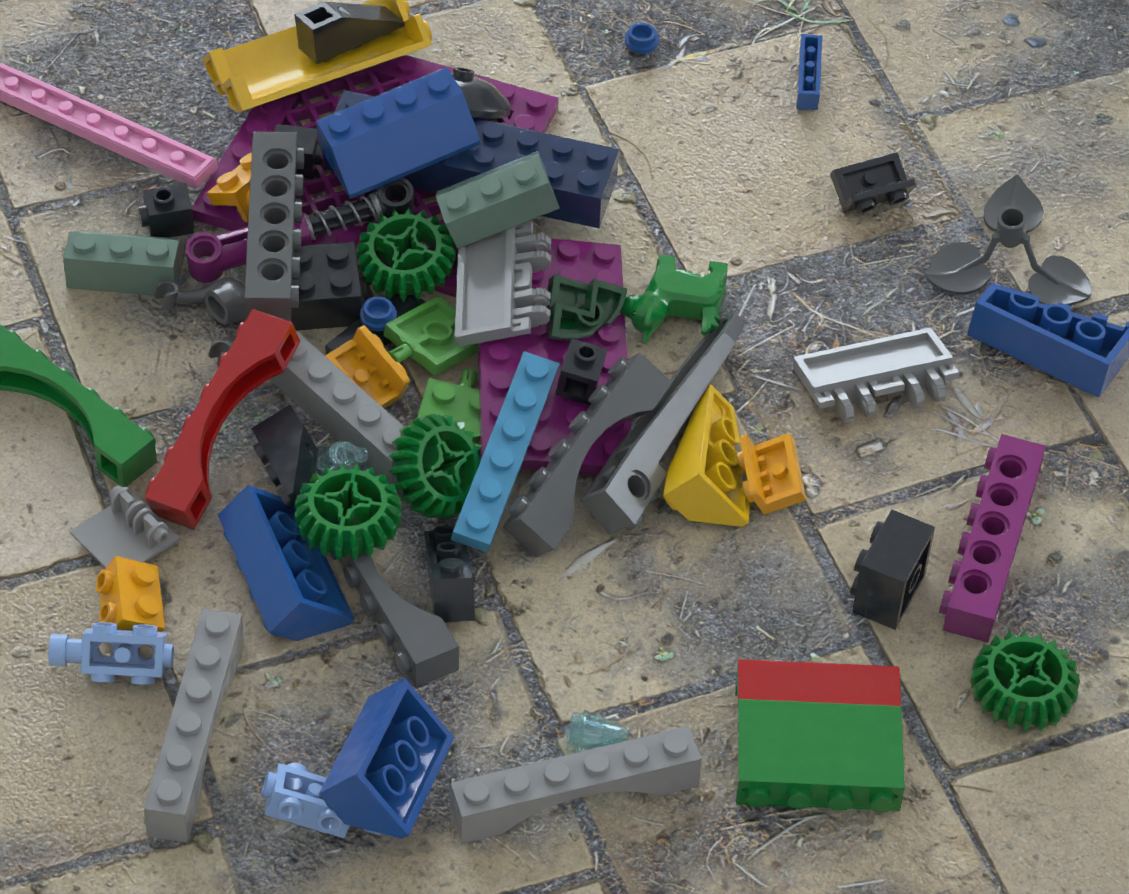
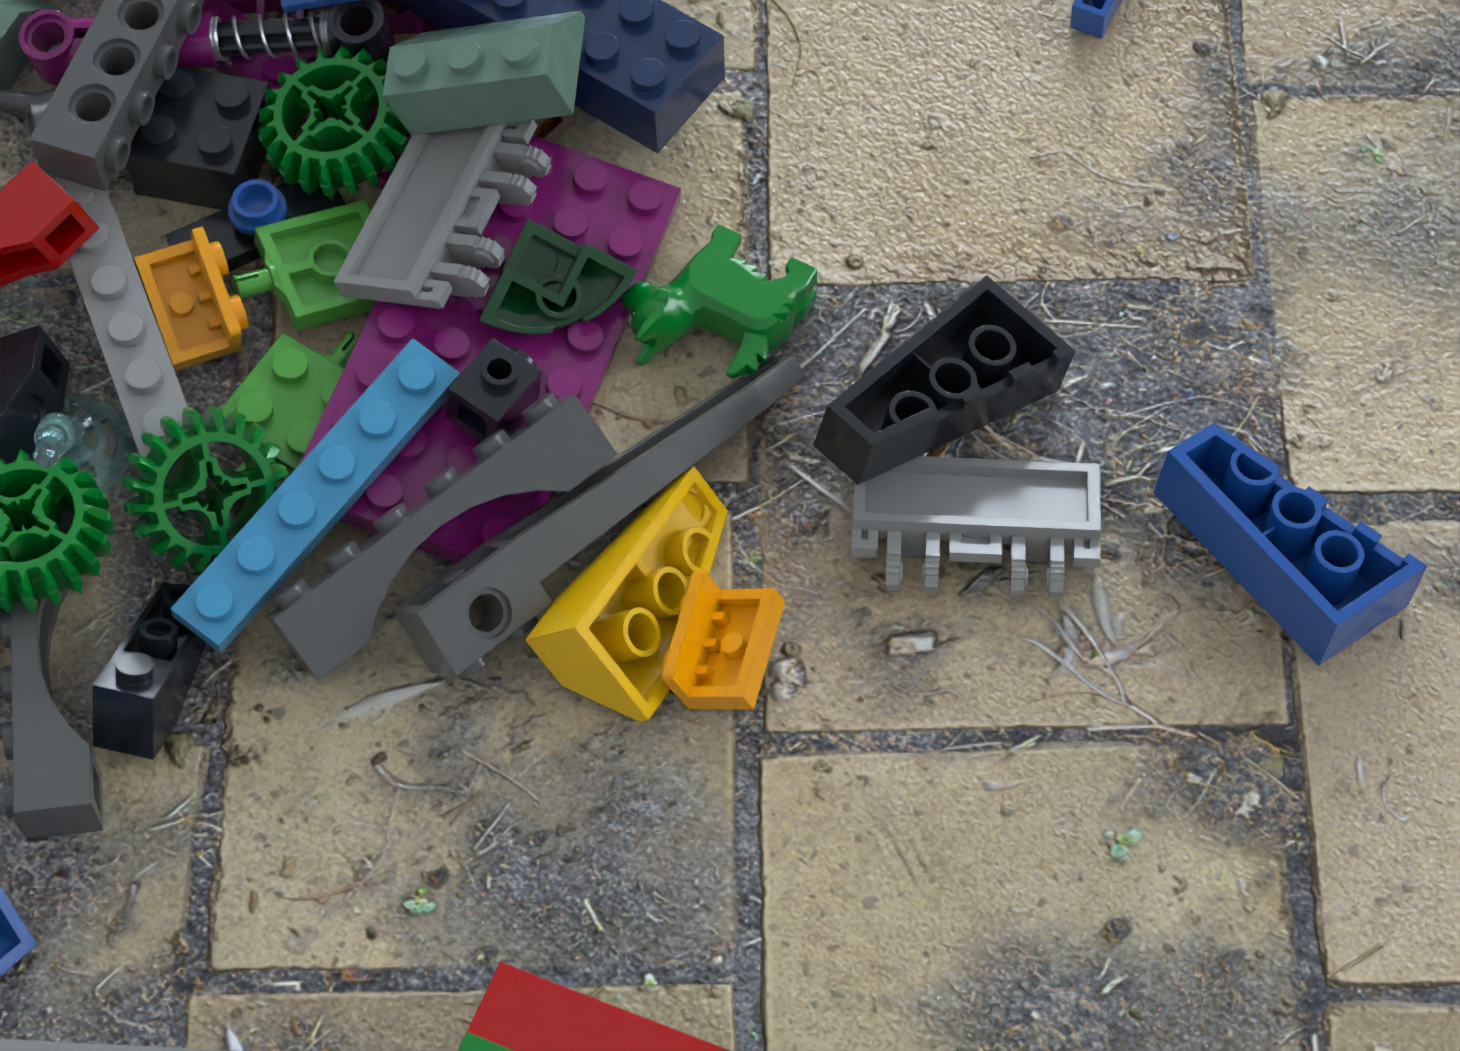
camera: 25 degrees right, 10 degrees up
(593, 731) = (239, 1010): clear light blue cone -> none
(831, 303) = (944, 382): none -> black wedge
(871, 183) = (1121, 188): black bracket -> none
(891, 568) = (819, 878): black brick -> none
(993, 538) = (937, 996): magenta brick -> none
(1012, 214) = (1333, 292): dark grey plant -> none

